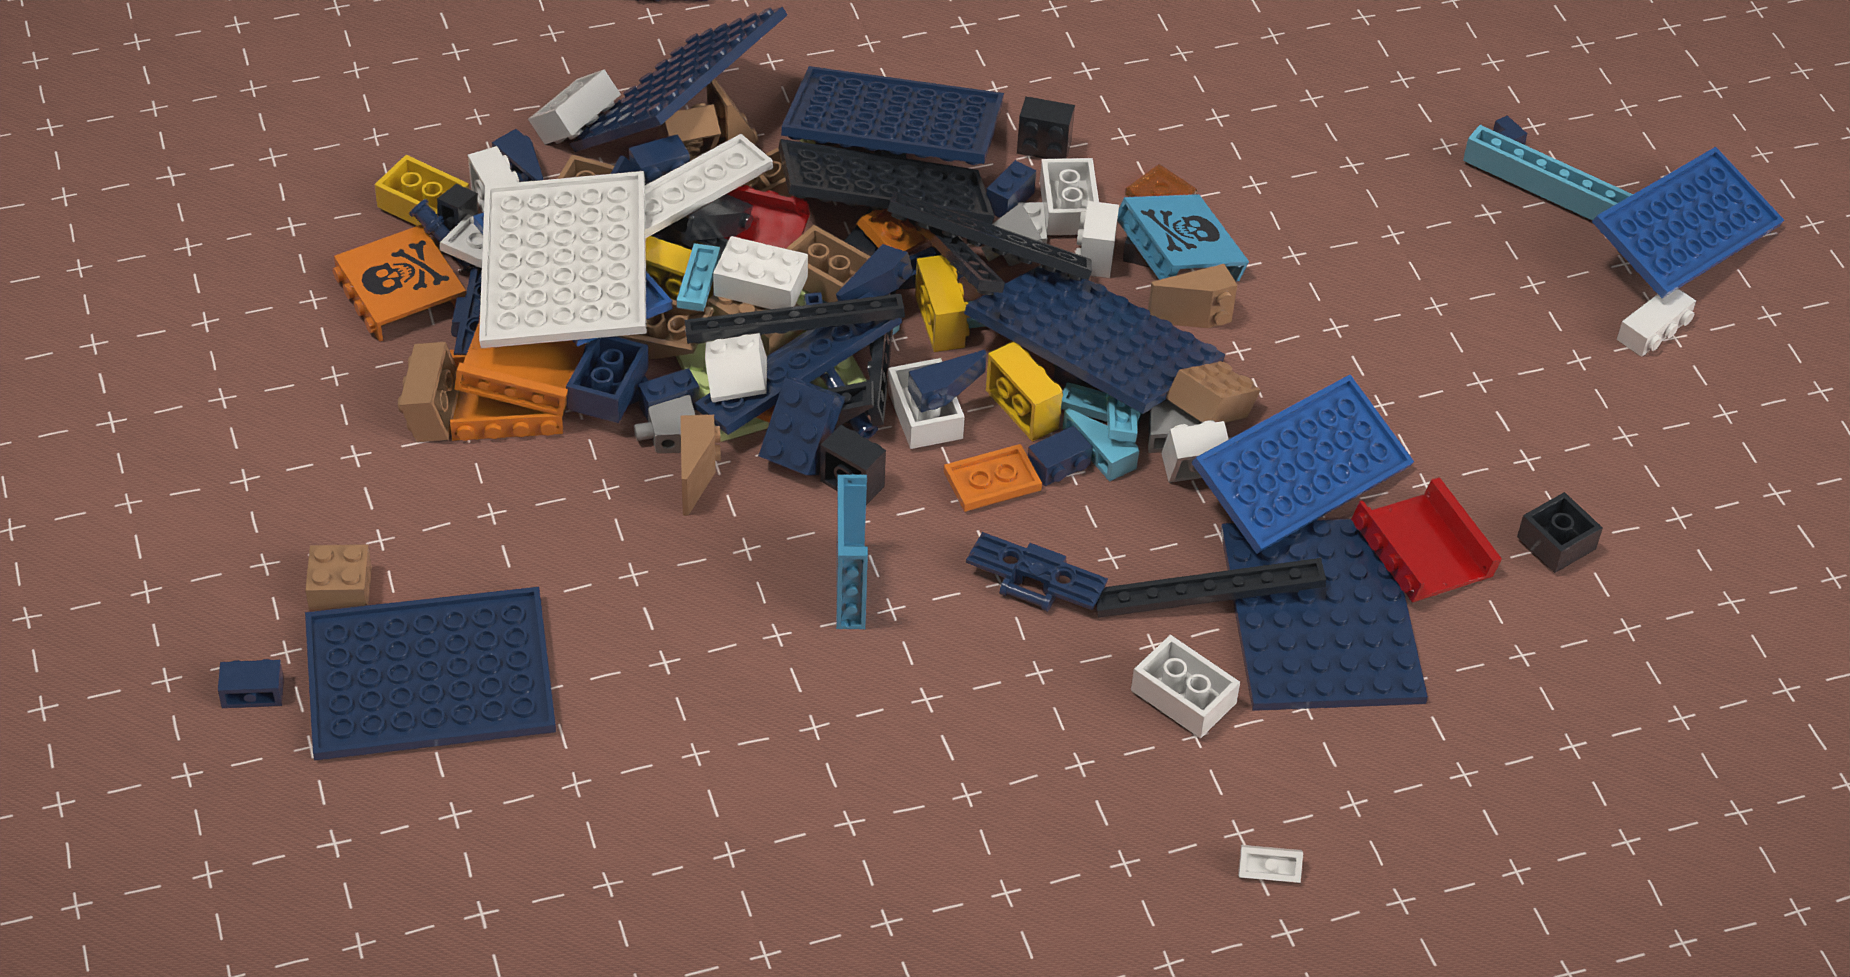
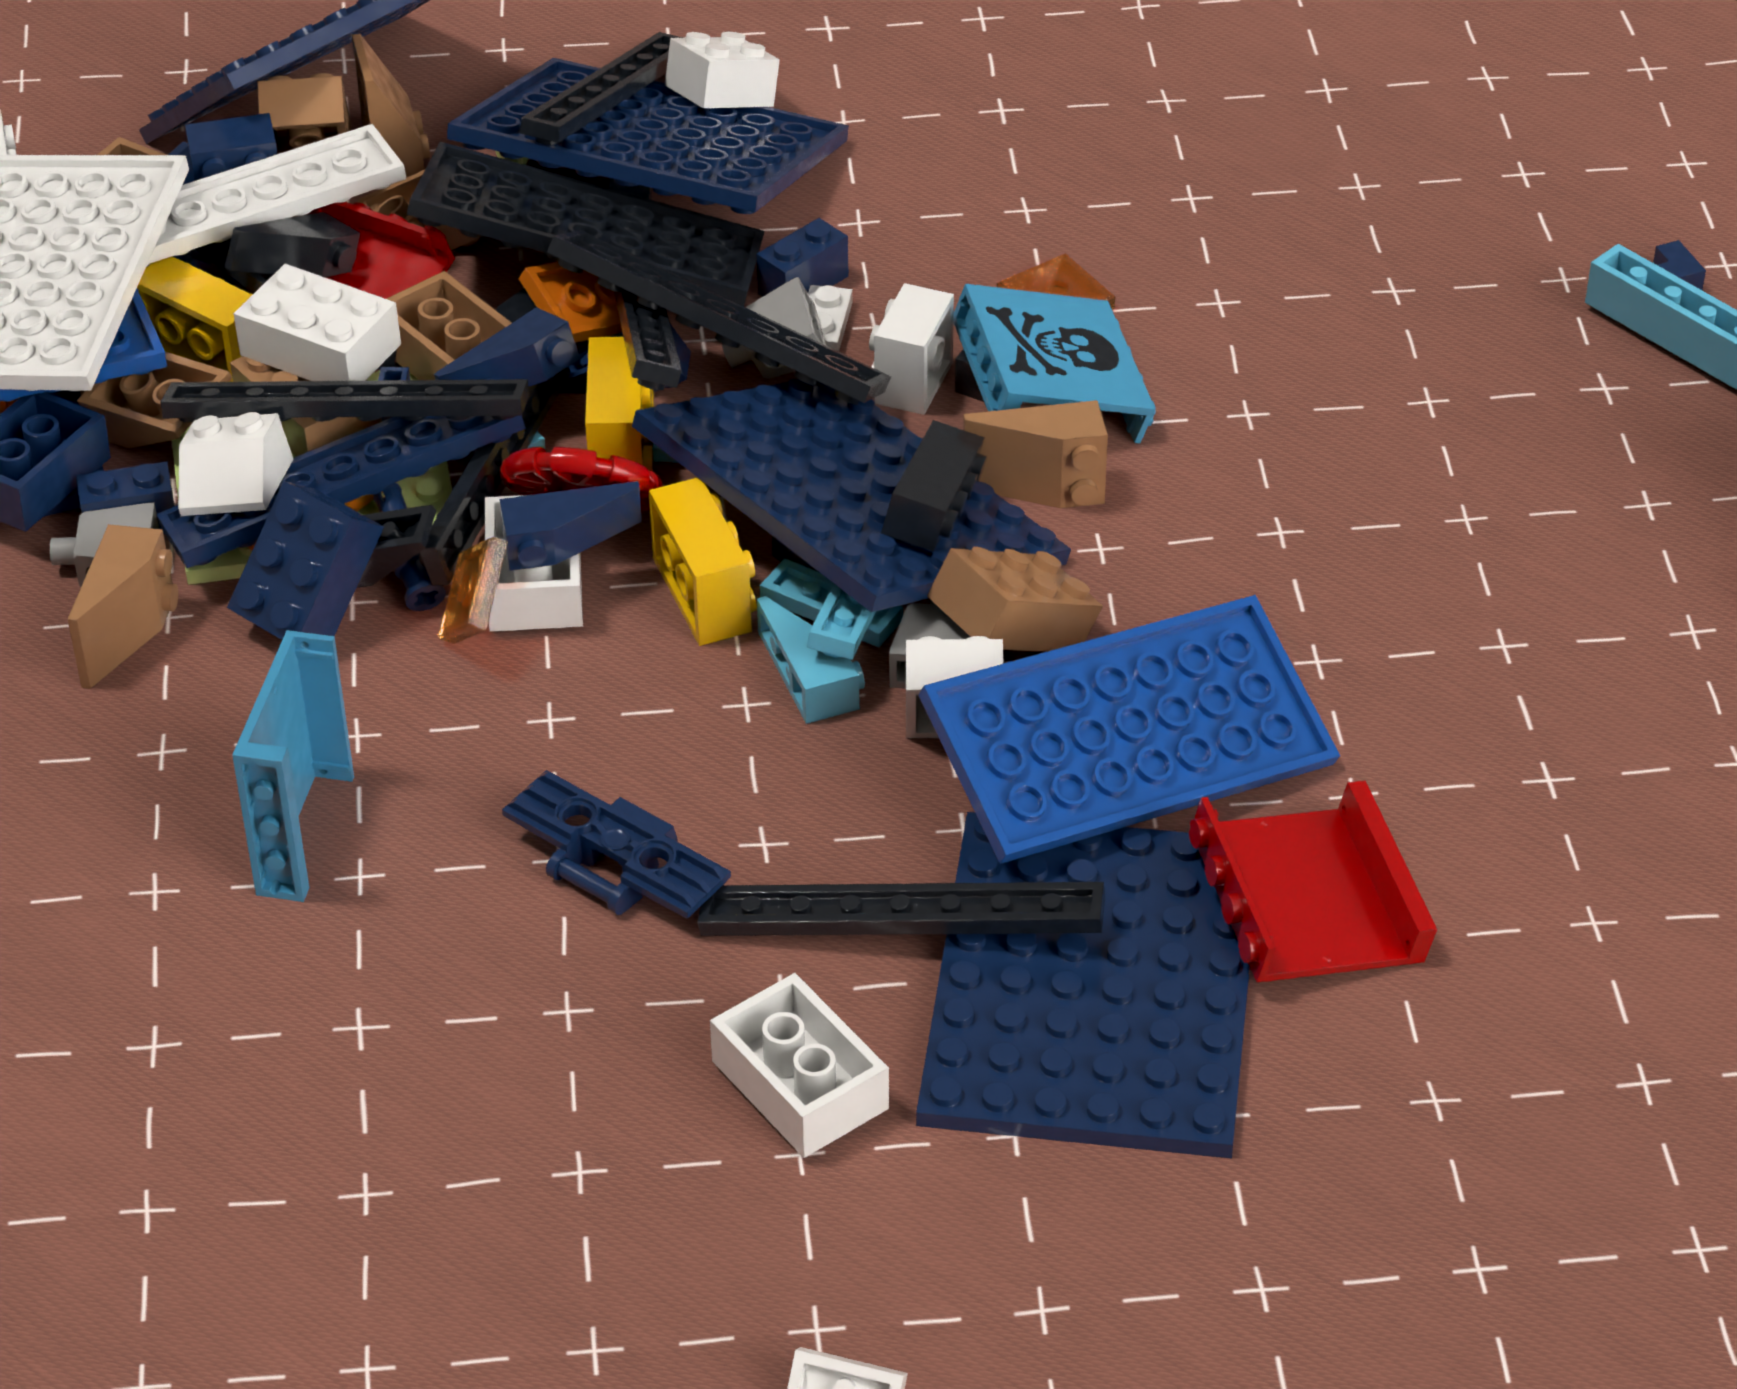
camera: 15 degrees right, 5 degrees down
(520, 154) = (46, 128): dark blue slope -> none
(575, 107) = (156, 75): white brick -> none
(698, 277) = (214, 328): medium azure plate -> none
(850, 454) = (374, 638): black brick -> none
(860, 87) = (598, 92): none -> black plate
(903, 427) = (473, 590): none -> clear orange tile
(920, 66) = (722, 71): none -> white brick
(940, 346) = (568, 468): none -> red plate
(992, 477) = (605, 690): orange plate -> none
(1045, 128) = (889, 179): black brick -> none
(1060, 455) = (728, 670): dark blue brick -> none
(1066, 192) = (880, 264): white brick -> none
(1149, 329) = (935, 486): none -> black brick
(1559, 532) = (1559, 900): black brick -> none

